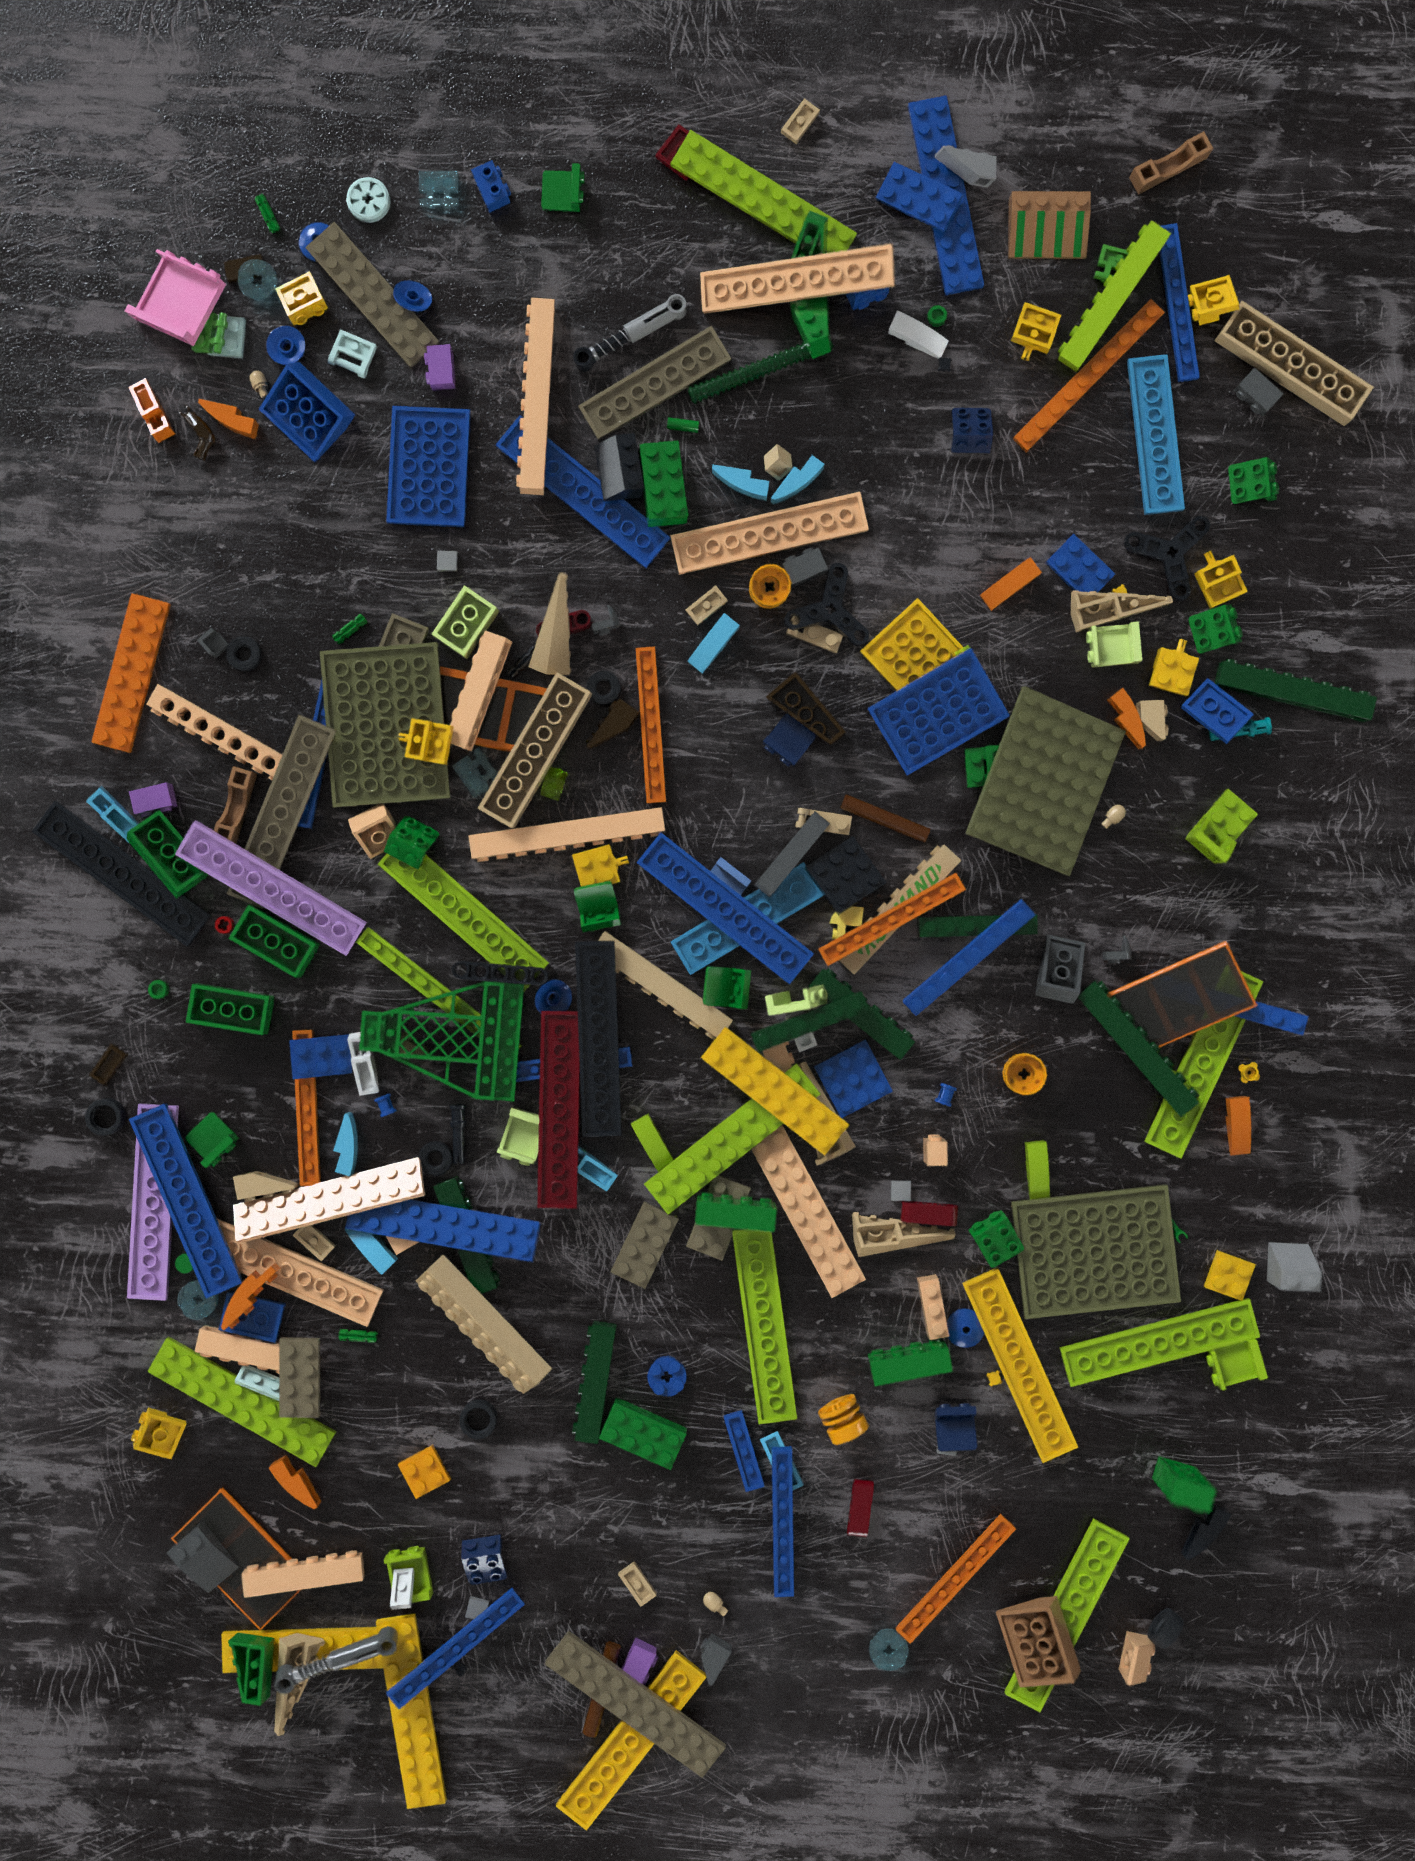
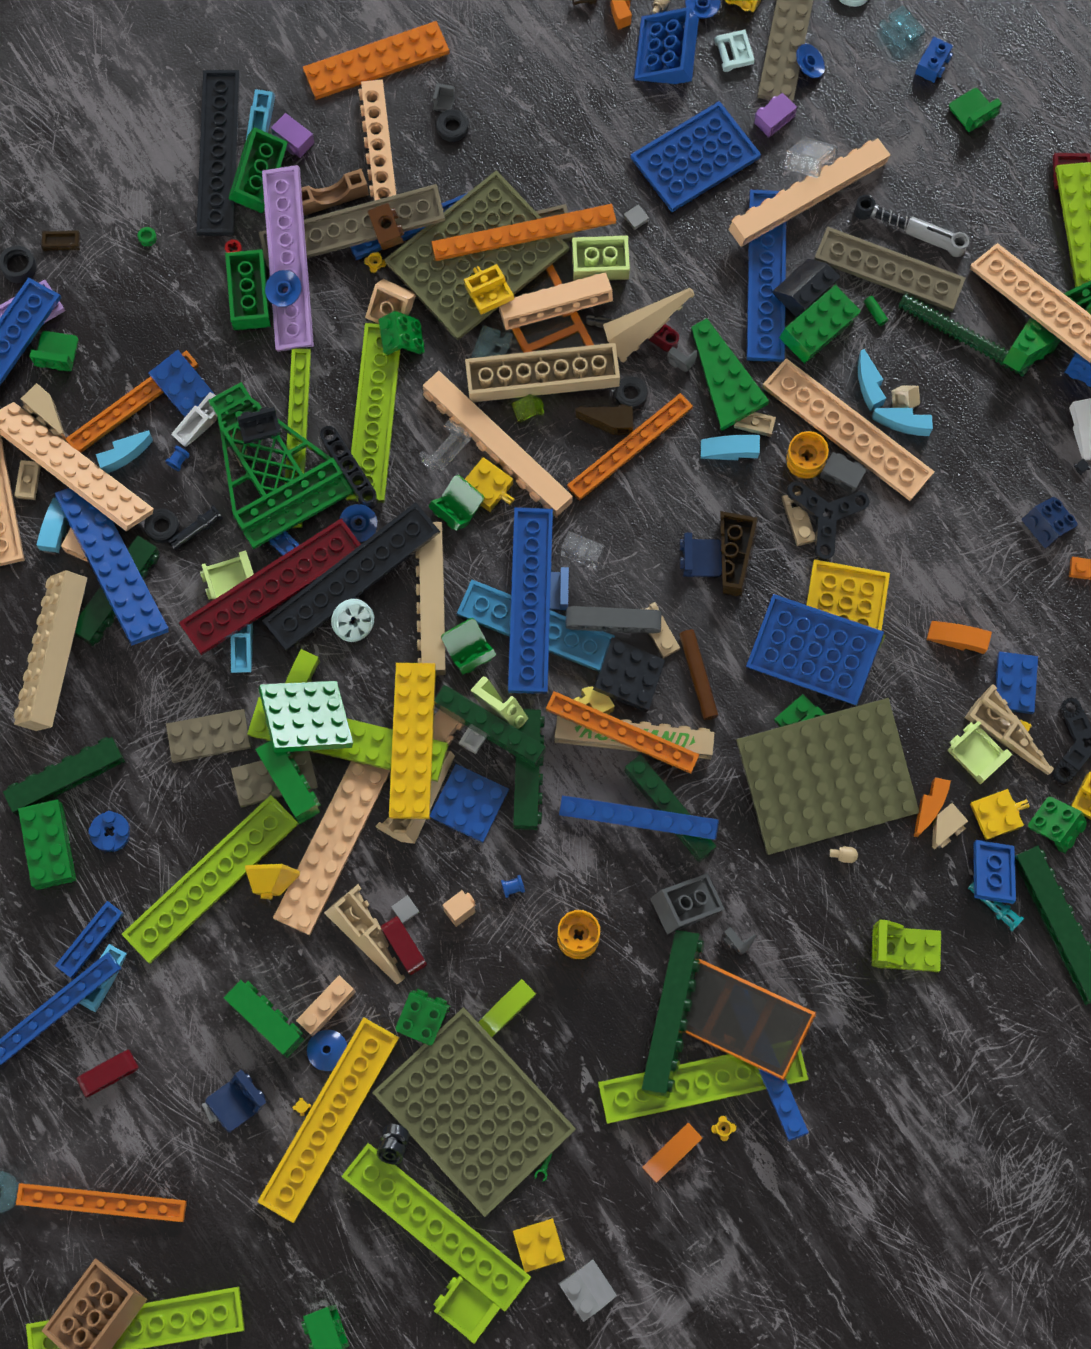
camera: 50 degrees right, 15 degrees down
(230, 1009) = (170, 293): green brick -> none
(293, 920) = (277, 283): none -> blue dish
(294, 786) = (379, 217): none -> reddish brown brick
(330, 814) = (370, 262): none -> yellow plate
(349, 629) = (530, 184): green axle -> none
(396, 671) = (523, 232): none -> orange plate
(415, 1024) = (259, 425): none -> black bracket
(506, 370) = (809, 156): none -> clear panel
(541, 863) = (448, 449): none -> clear panel
(633, 1053) = (344, 613): none -> light aqua wheel
(657, 600) = (729, 383): none -> green wing
(693, 1162) = (305, 716): none -> plate
(712, 833) = (582, 550): none -> clear brick
(802, 1281) = (270, 879): none -> yellow slope
(843, 1419) = (176, 998): light orange wheel -> none
(1079, 1334) = (393, 1144): none -> black wheel

